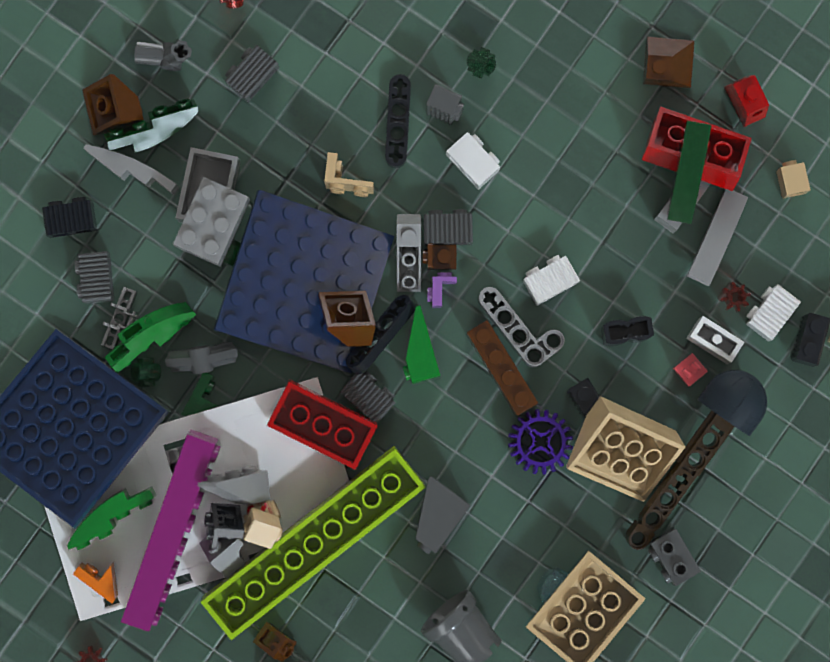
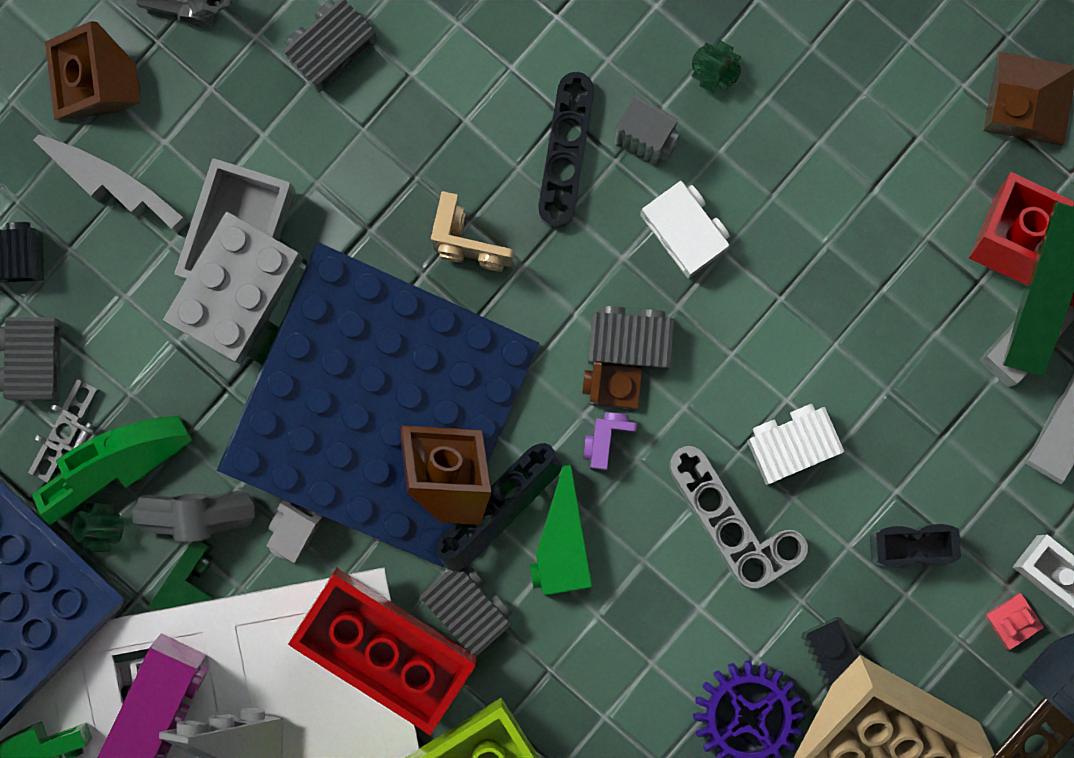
camera: 10 degrees right, 0 degrees up
(163, 124) = (172, 114): slope -> none
(261, 361) = (292, 530): none -> light grey brick
(408, 252) = (560, 373): light grey slope -> none
(501, 368) = (697, 586): reddish brown brick -> none

